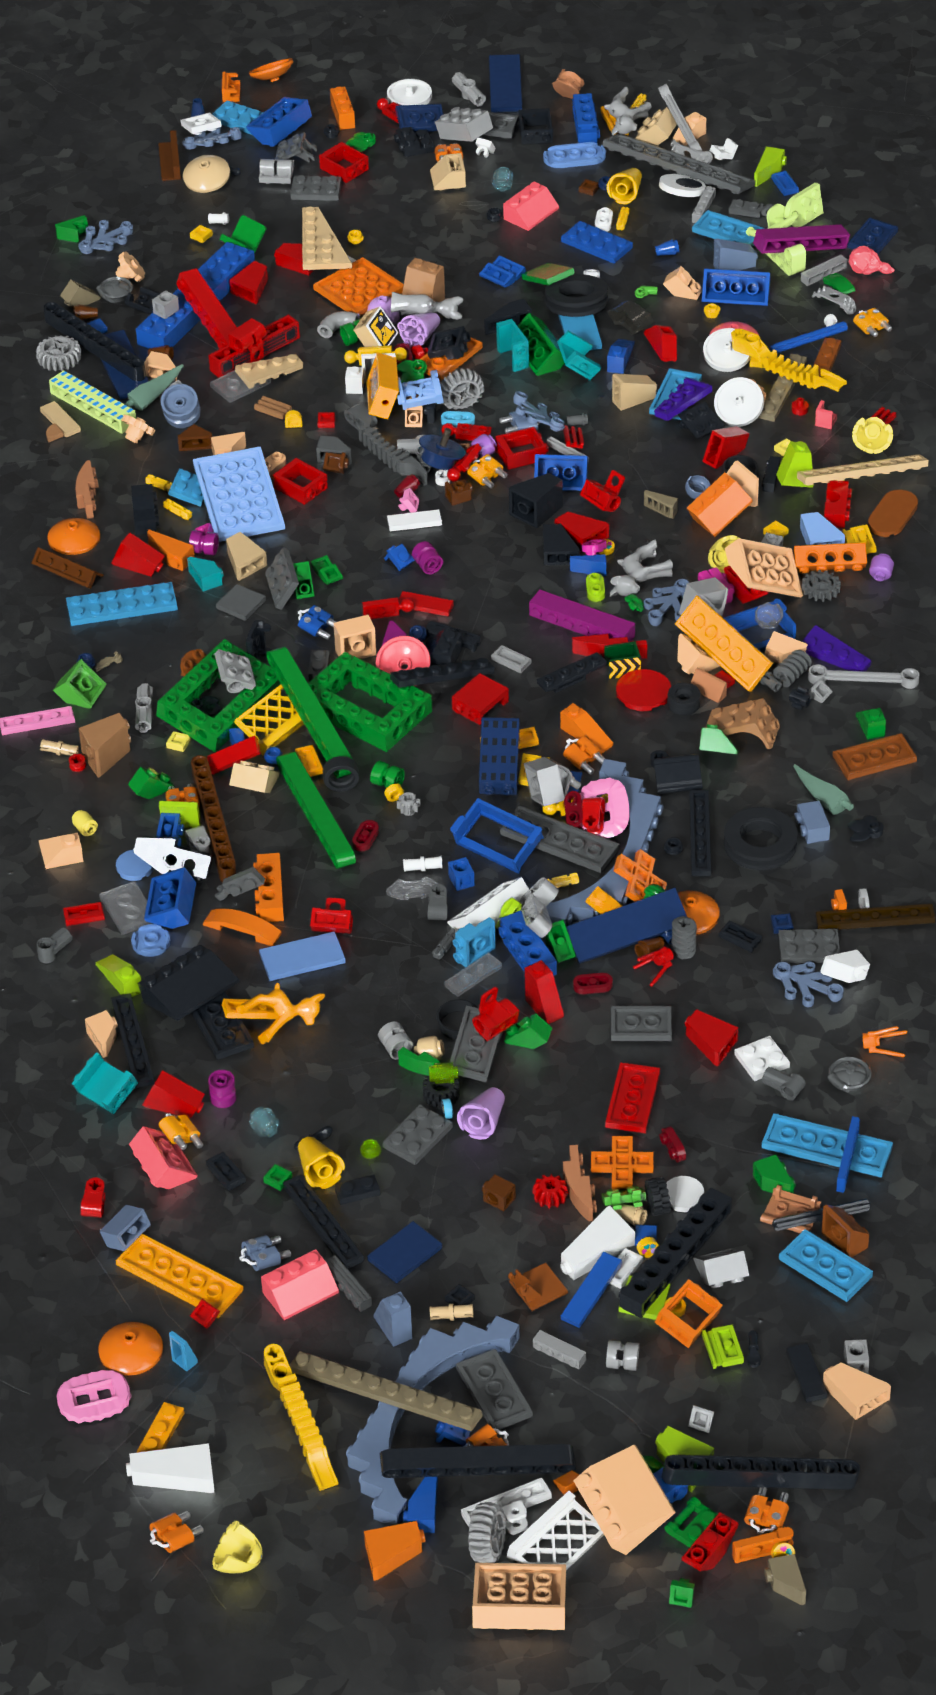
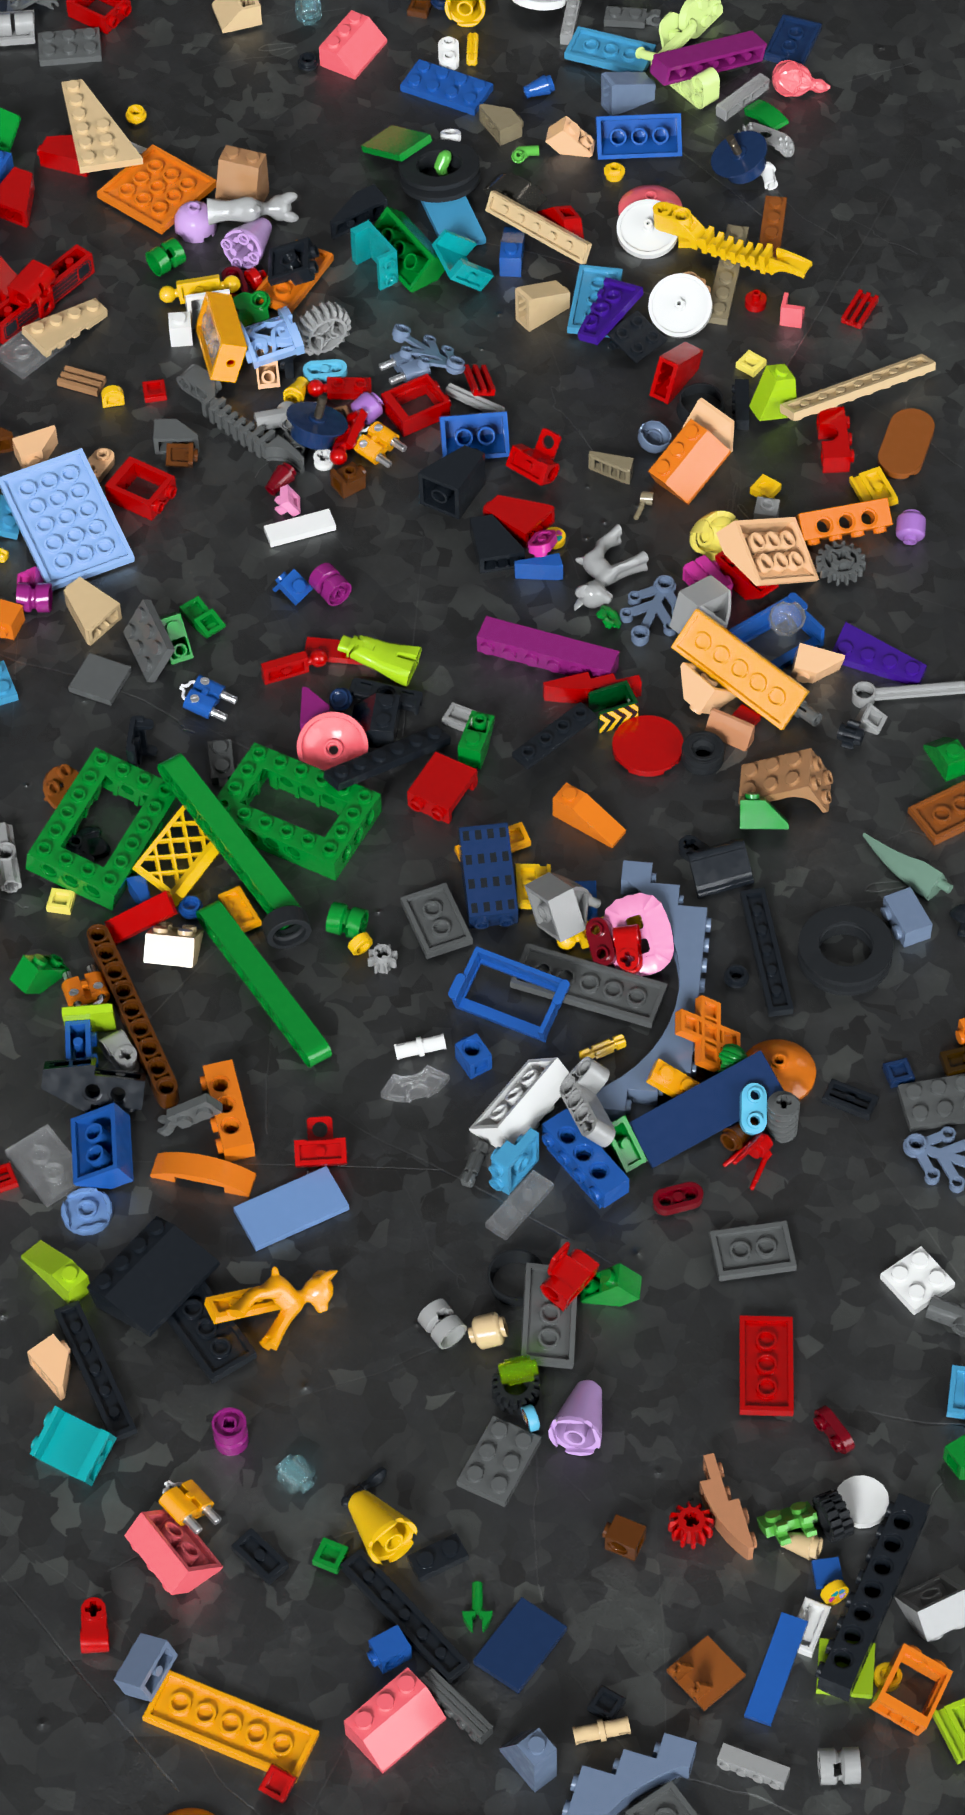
camera: 10 degrees left, 10 degrees up
(132, 866) = (37, 1103): medium blue tile -> none
(174, 1096) = (168, 1453): red slope -> none
(205, 573) = (45, 642): teal slope -> none
(235, 671) = (121, 796): light grey plate -> none
(262, 1252) = (334, 1677): sand blue piece -> none
(306, 1239) = (389, 1649): none -> blue brick
(334, 321) = (137, 243): light grey cylinder -> none
(355, 637) = (263, 719): light nougat brick -> none
(365, 835) = (334, 1015): dark red plate -> none
(370, 1149) = (442, 1494): clear neon green plate -> none
(375, 329) = (193, 252): piece -> none
(378, 1226) = (477, 1609): none -> green bar
(415, 1063) = (485, 1354): green slope -> none
(433, 429) = (296, 391): none -> yellow cone
(437, 902) = (452, 1105): dark grey piece -> none
(454, 784) = (436, 920): none -> dark grey plate
(461, 611) = (387, 658): none -> lime piece
(502, 271) = (336, 144): blue slope -> none
(509, 907) = (550, 1106): lime piece -> none
(513, 669) = (476, 739): none -> green slope
(542, 992) = (619, 1227): red slope -> none
(580, 288) = (442, 163): none -> bright green arm
(581, 419) = (478, 353): dark grey pin -> none
(582, 753) = (591, 852): orange piece -> none
(595, 587) = (552, 594): lime plate -> none
(605, 1234) = (775, 1588): white slope -> none
(621, 1162) = (773, 1466): orange plate -> none
(632, 269) = (501, 123): none -> dark tan slope
(642, 339) = (538, 227): none -> tan tile
(661, 927) = (753, 1108): none -> medium azure plate
(682, 528) = (646, 498): none -> dark tan hand
(711, 1035) = (846, 1257): red slope -> none
(792, 667) = (831, 690): dark grey piece -> none
(809, 337) = (745, 199): blue axle -> none
(810, 308) = (740, 157): none -> dark blue piece
(819, 530) = (822, 485): light blue slope -> none
(871, 319) = (819, 165): light orange piece -> none
(872, 435) = (859, 335): light yellow hair -> none

